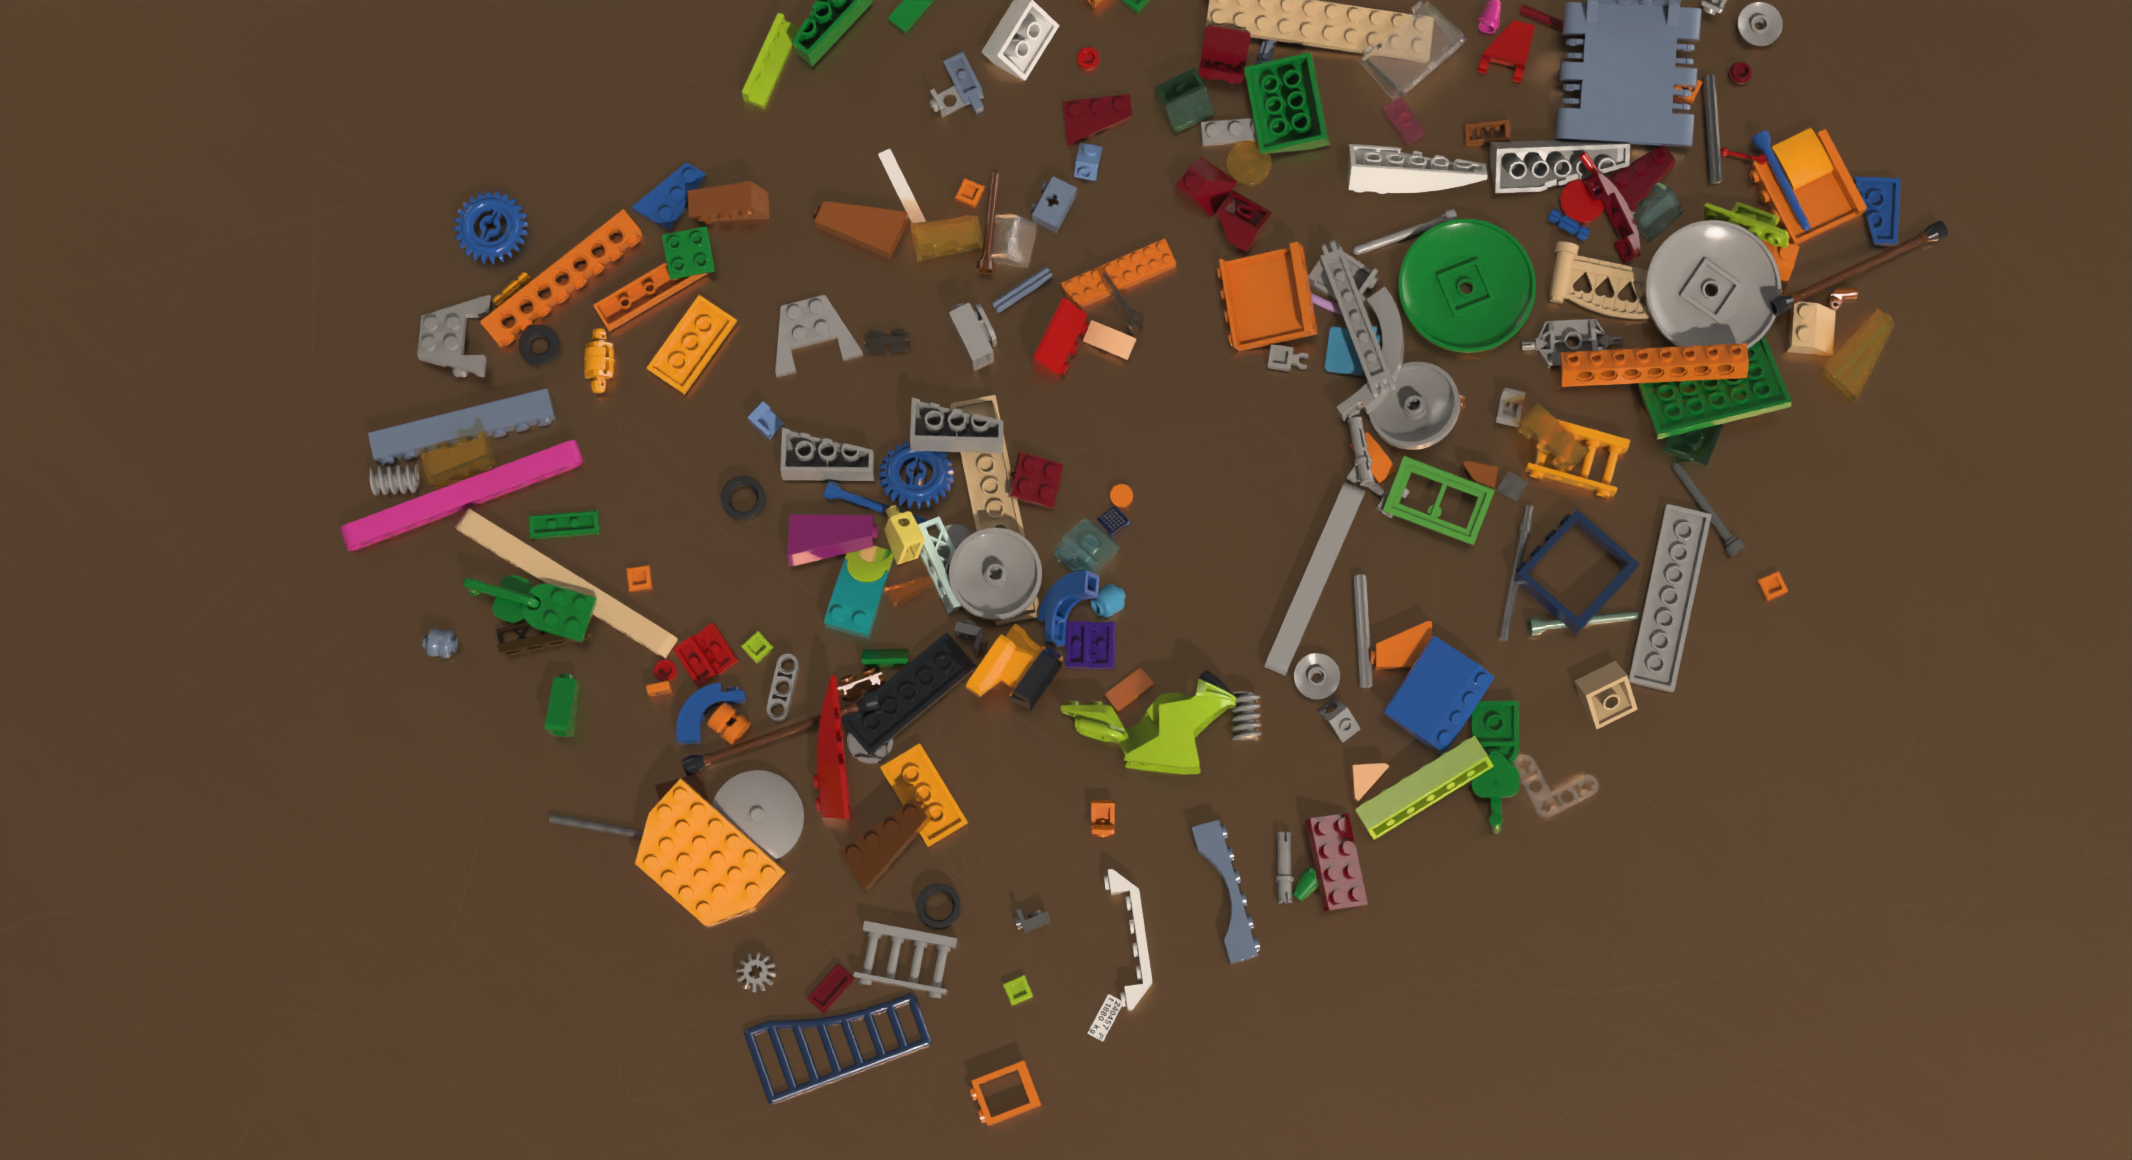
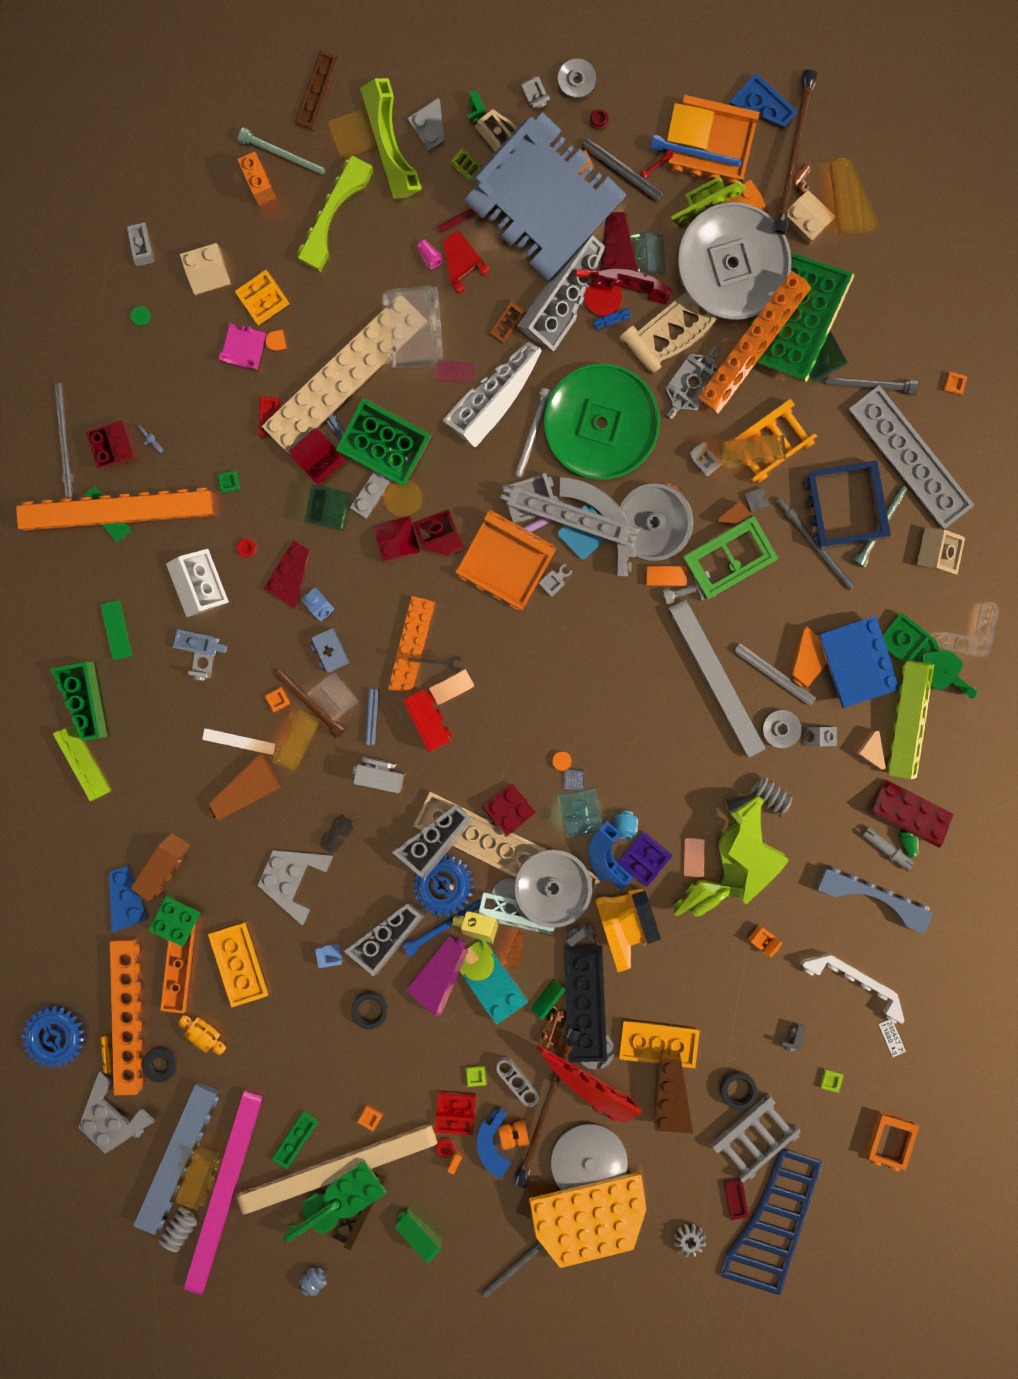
camera: 55 degrees left, 10 degrees up
(1363, 461) = (662, 584): light grey pin -> none

